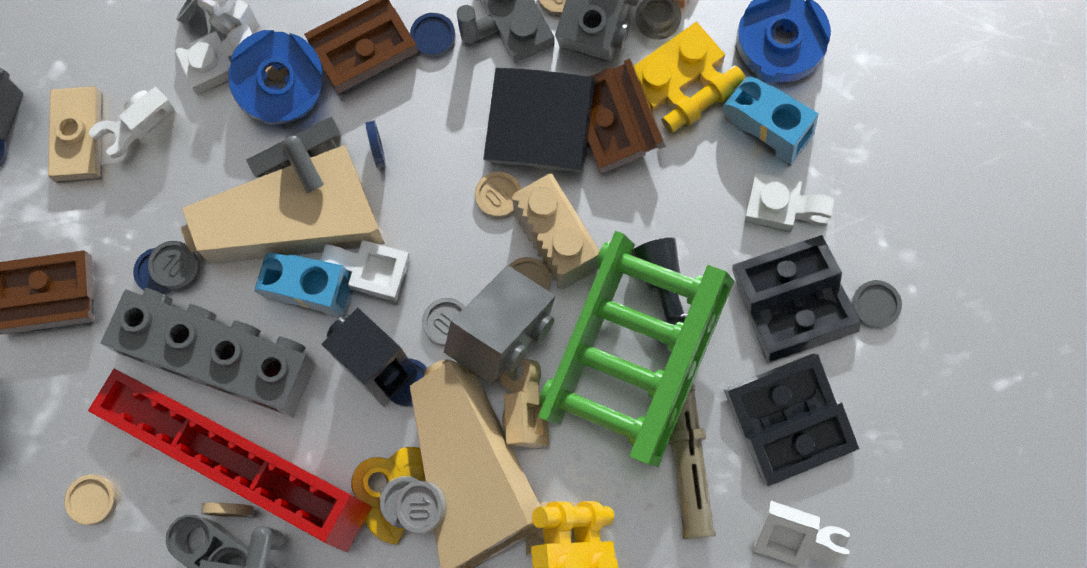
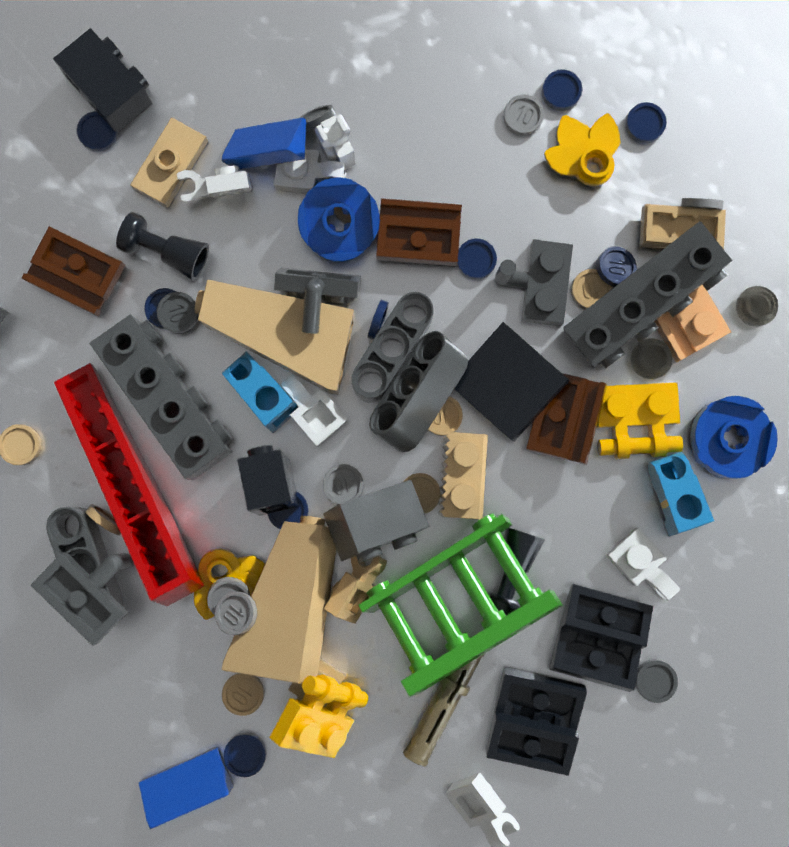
camera: 25 degrees right, 10 degrees up
(138, 207) = (177, 252): none -> black piece
(161, 53) = (267, 144): none -> blue slope
(400, 140) = (396, 328): none -> dark grey beam
(459, 183) = (418, 392): none -> dark grey beam

